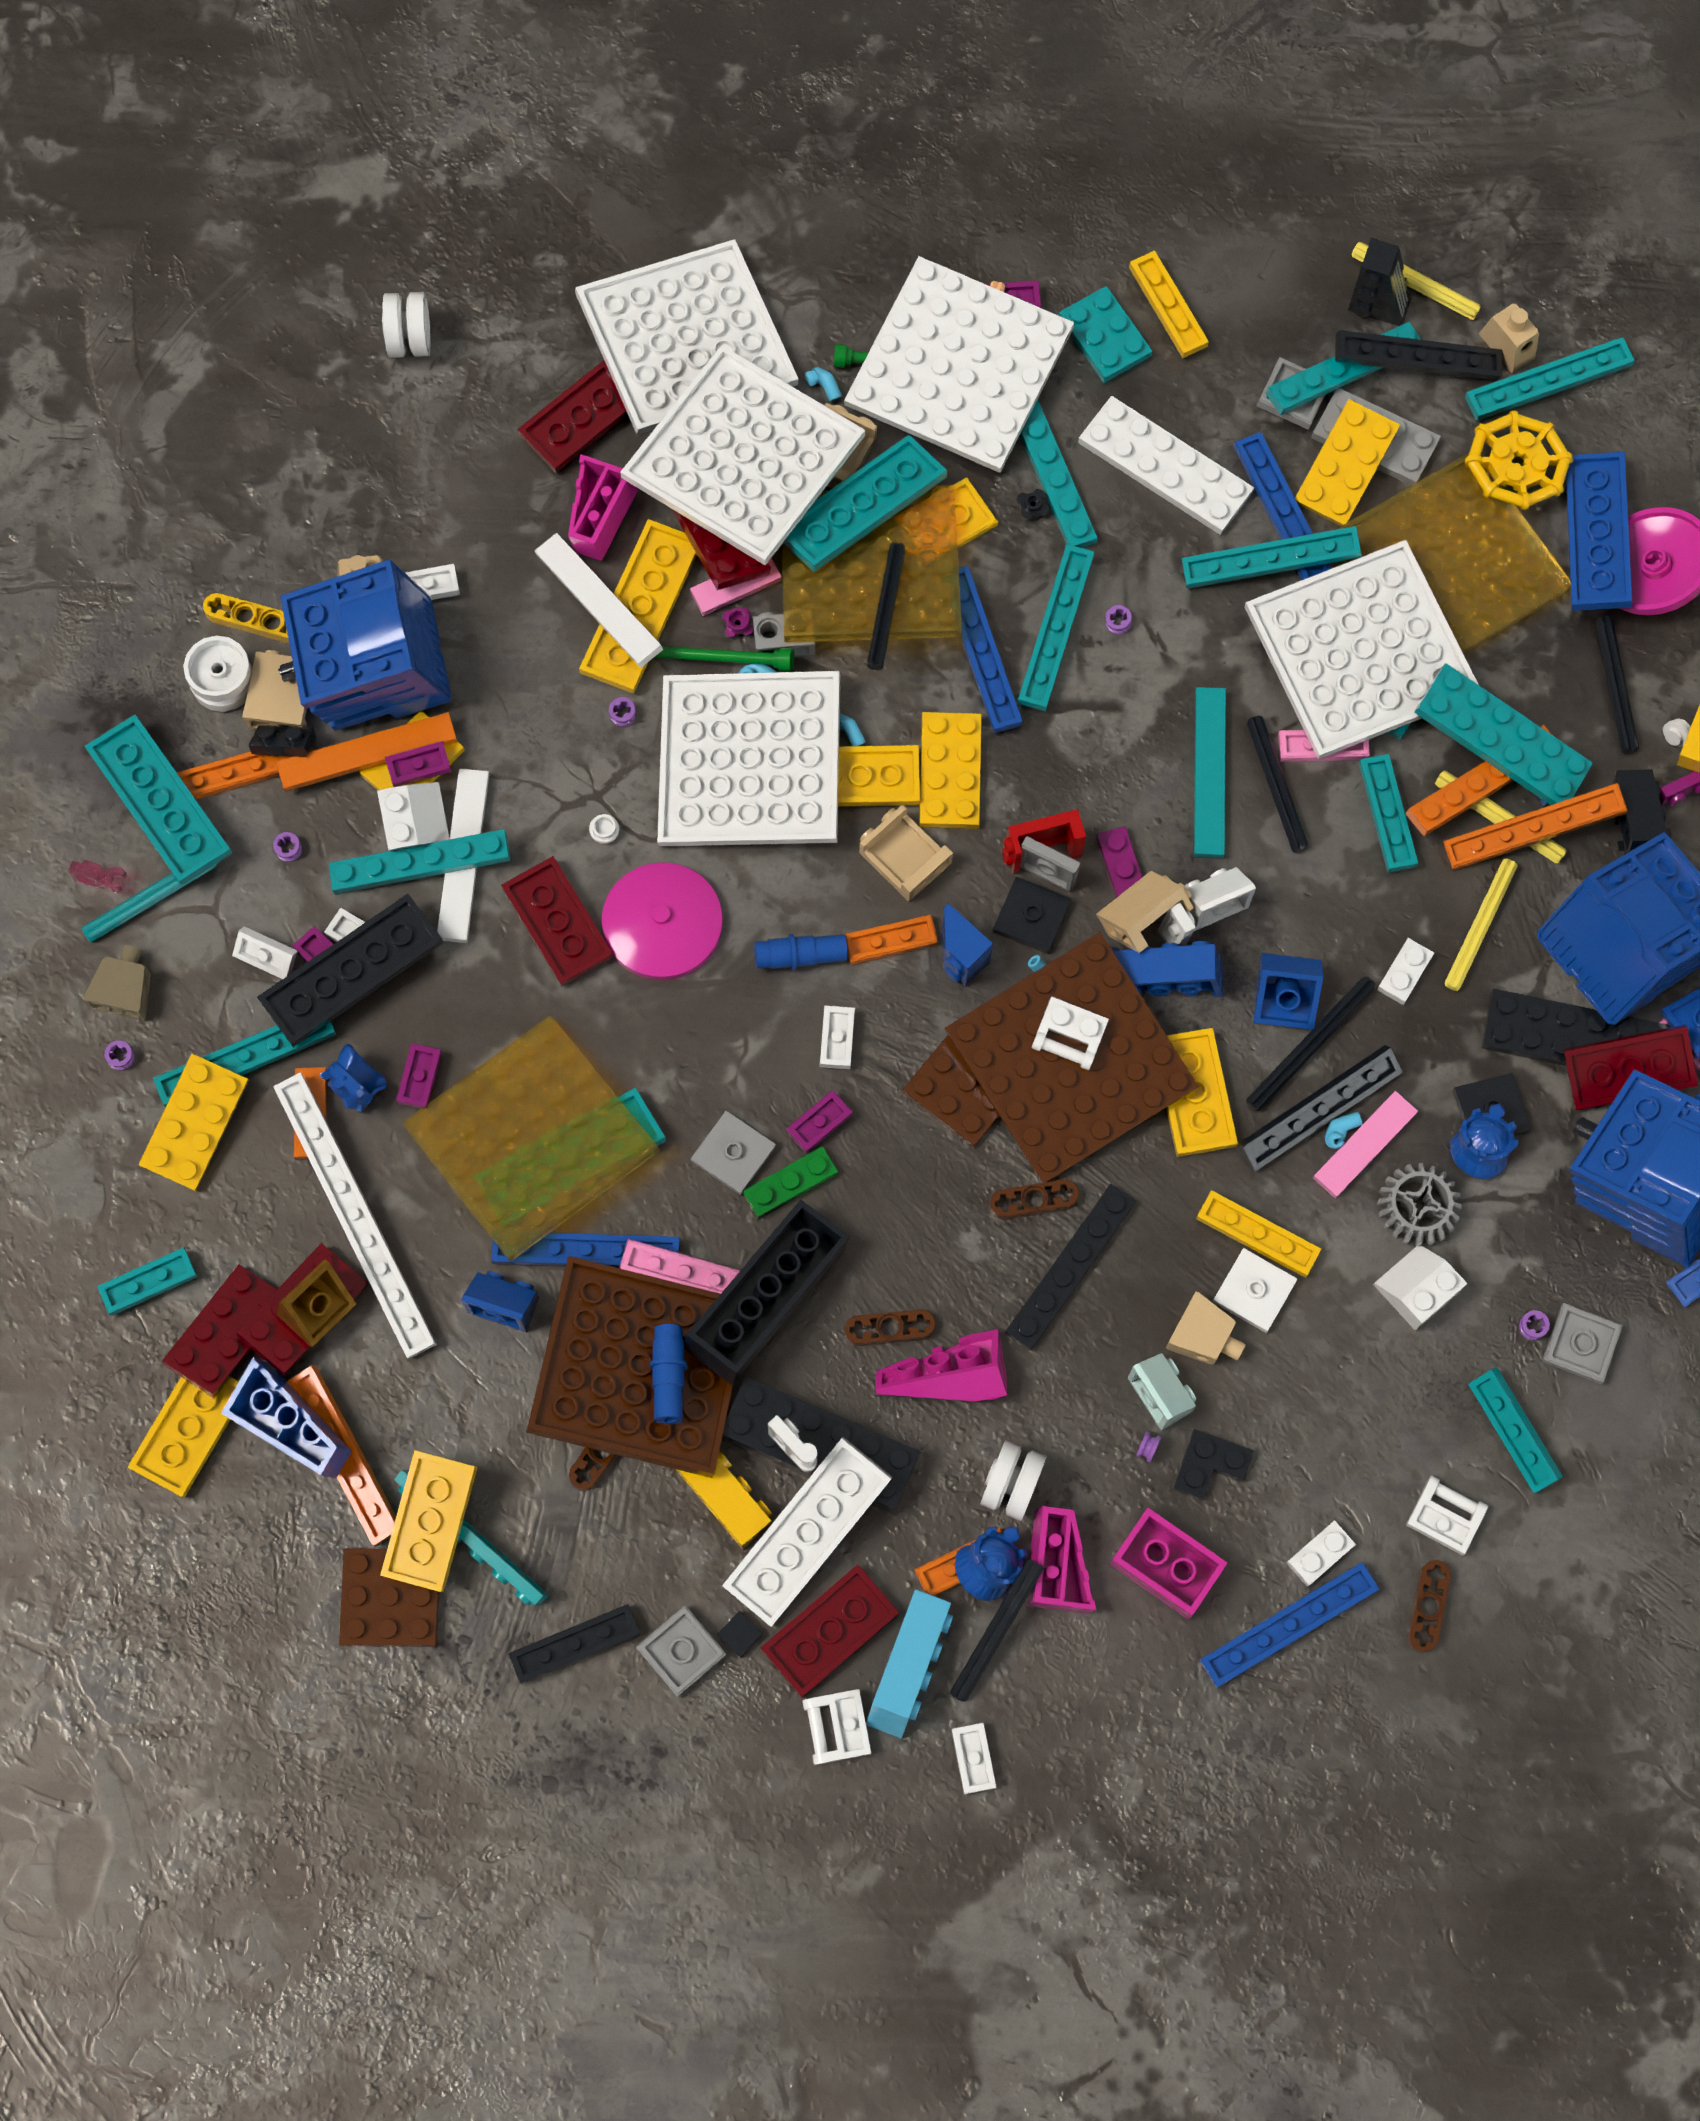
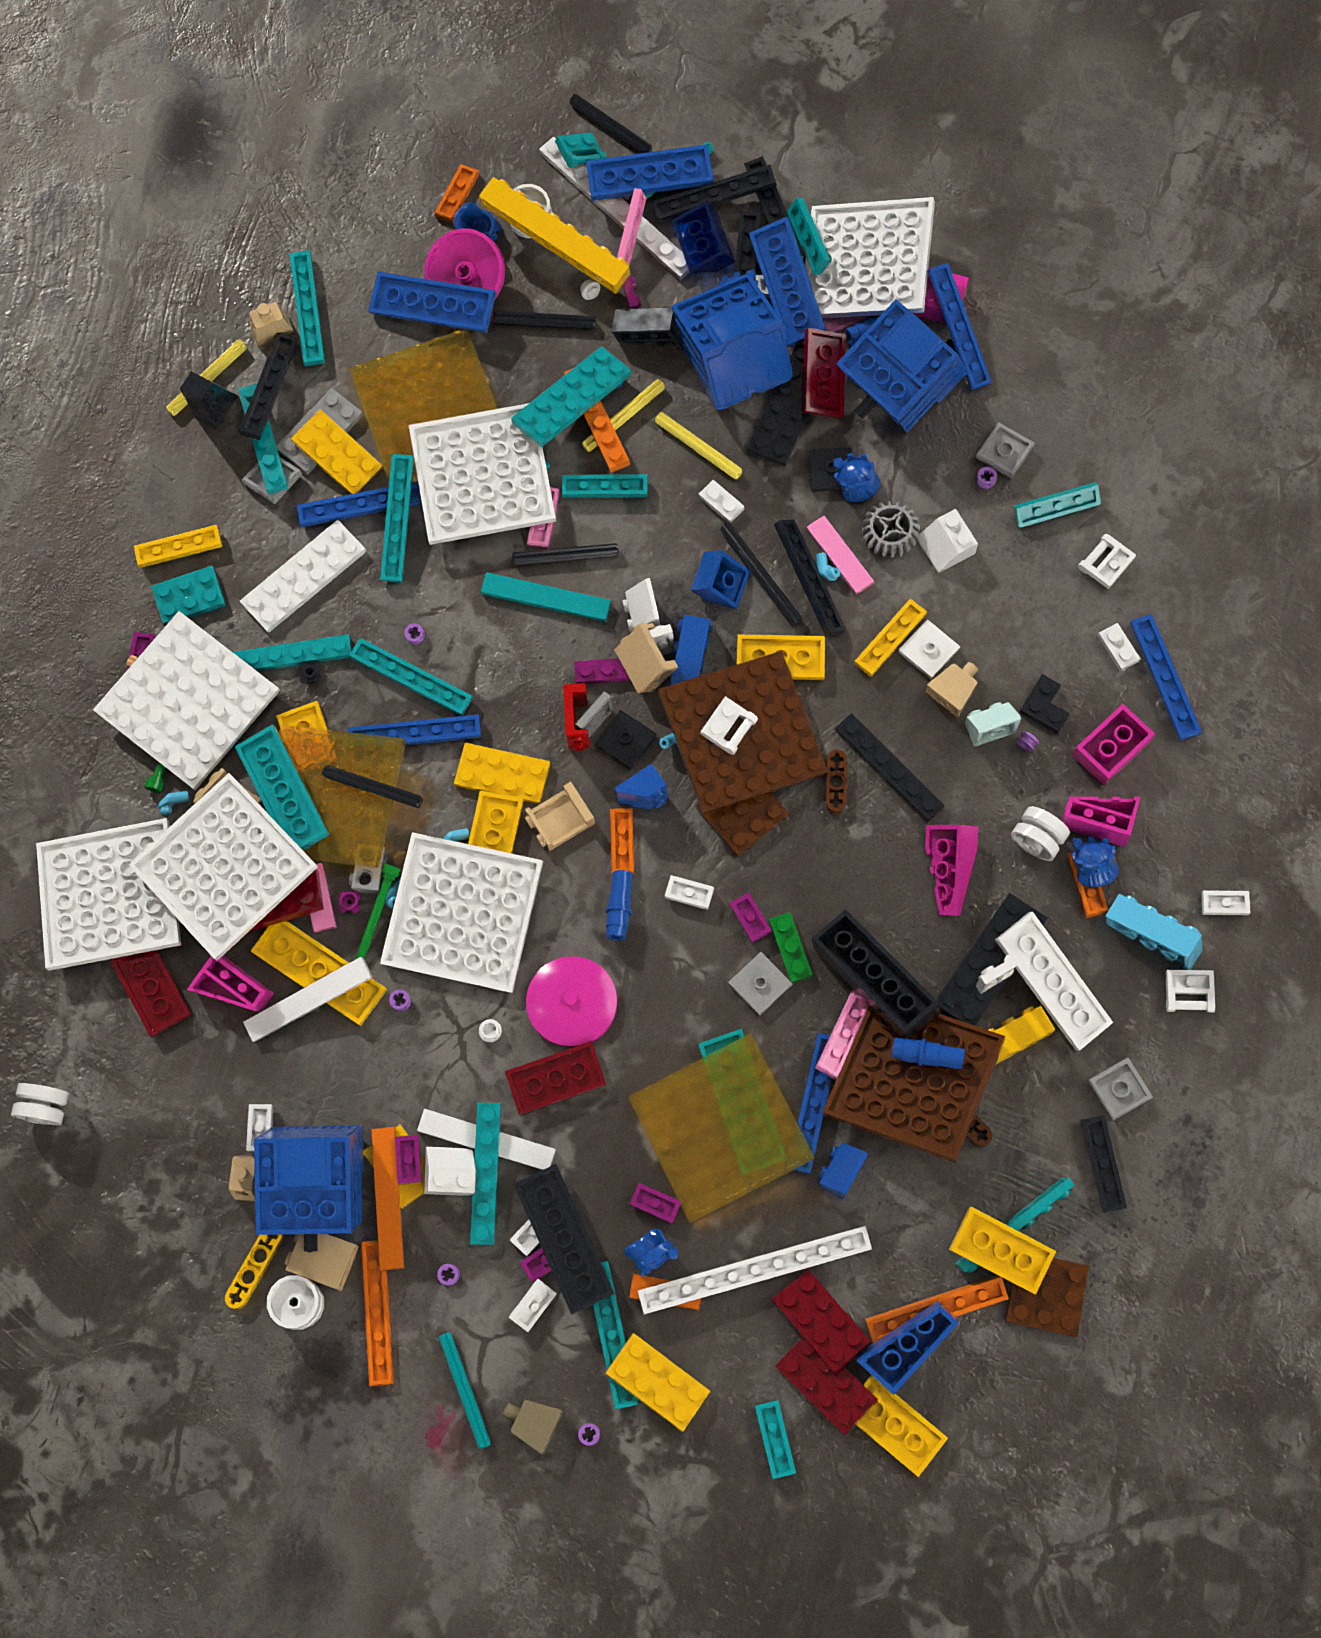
camera: 70 degrees left, 0 degrees up
(158, 800) = (389, 1368): teal plate -> none
(282, 741) = (363, 1262): black plate -> none
(316, 1304) = (824, 1307): pearl gold slope -> none
(739, 1634) = (1113, 1046): black tile -> none
(829, 1631) = (1122, 982): dark red plate -> none
(865, 1321) = (918, 893): reddish brown beam -> none
(996, 1630) = (1143, 866): black axle -> none
(1442, 1585) = (1153, 575): reddish brown beam -> none
(1518, 445) = (365, 329): yellow plate -> none
(1535, 826) = (639, 392): orange tile -> none

